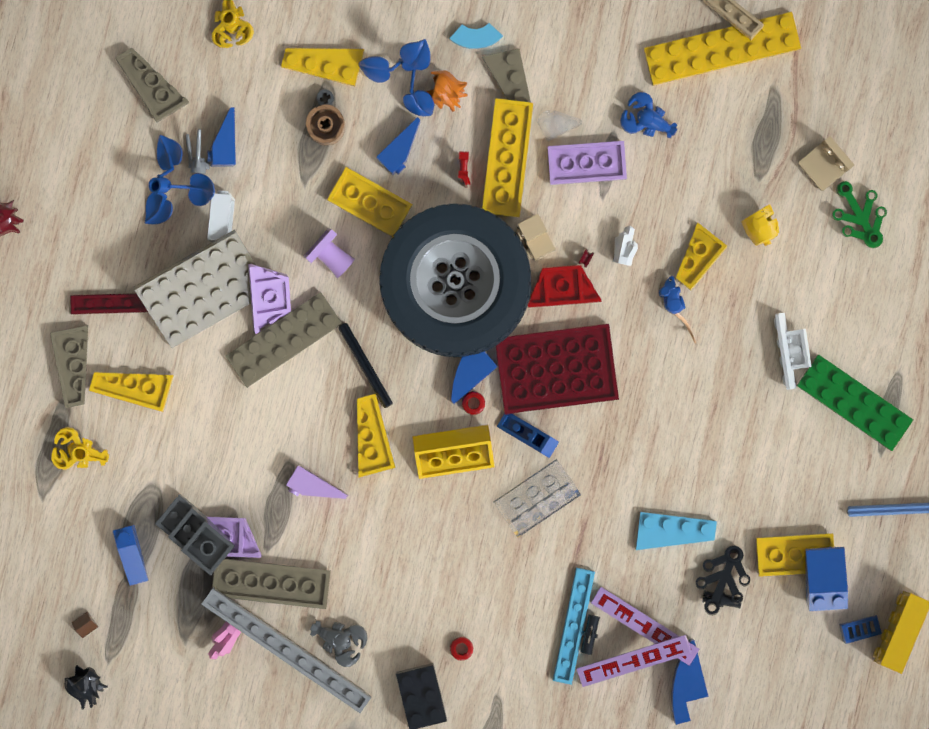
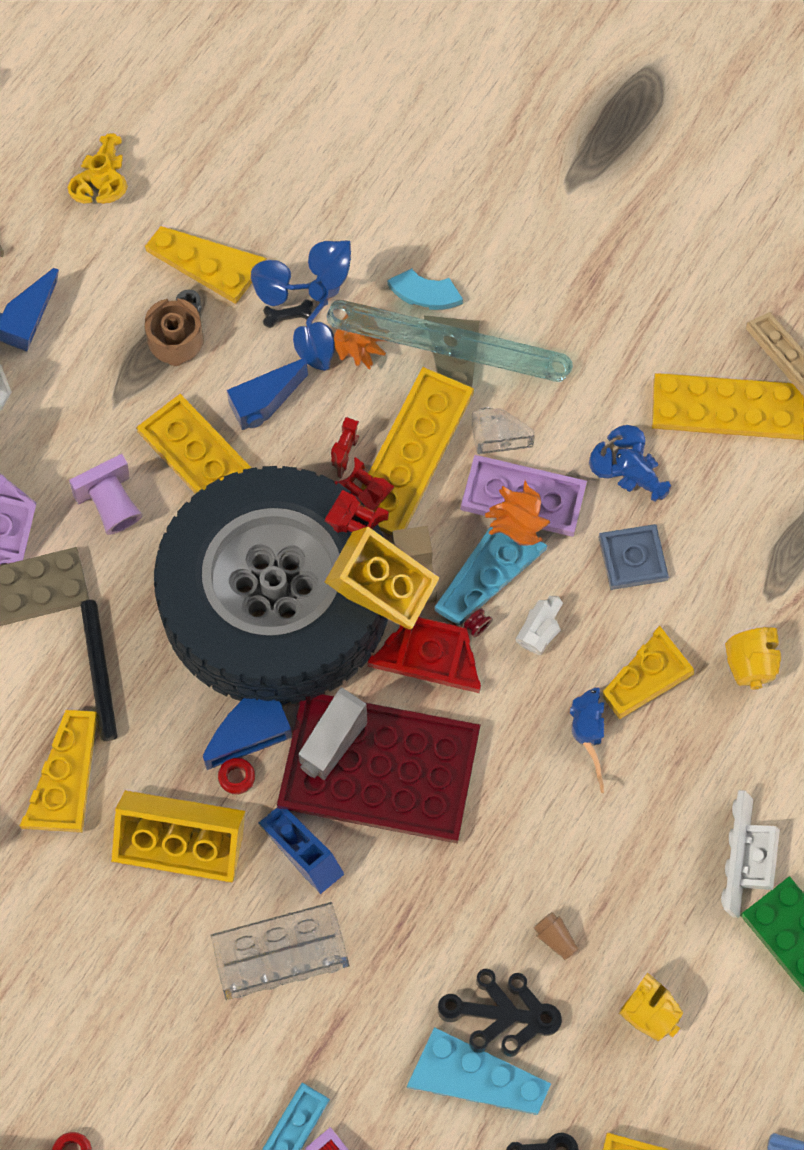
camera: 15 degrees right, 20 degrees down
(384, 88) = (273, 316): none -> black piece
(487, 225) = (345, 510): none -> red piece
(494, 76) = (429, 336): none -> clear light blue beam
(494, 198) = (376, 489): none -> red piece
(525, 264) = (381, 578): none -> yellow slope
(525, 365) = (333, 734): none -> light grey slope
(582, 217) = (484, 574): none -> medium azure wing
(590, 184) = (518, 516): none -> orange hair
(667, 180) = (633, 557): none -> sand blue tile
(678, 490) = (504, 1013): none -> black plant
(692, 435) = (556, 935): none -> medium nougat cone
(761, 461) = (652, 1009): none -> yellow helmet

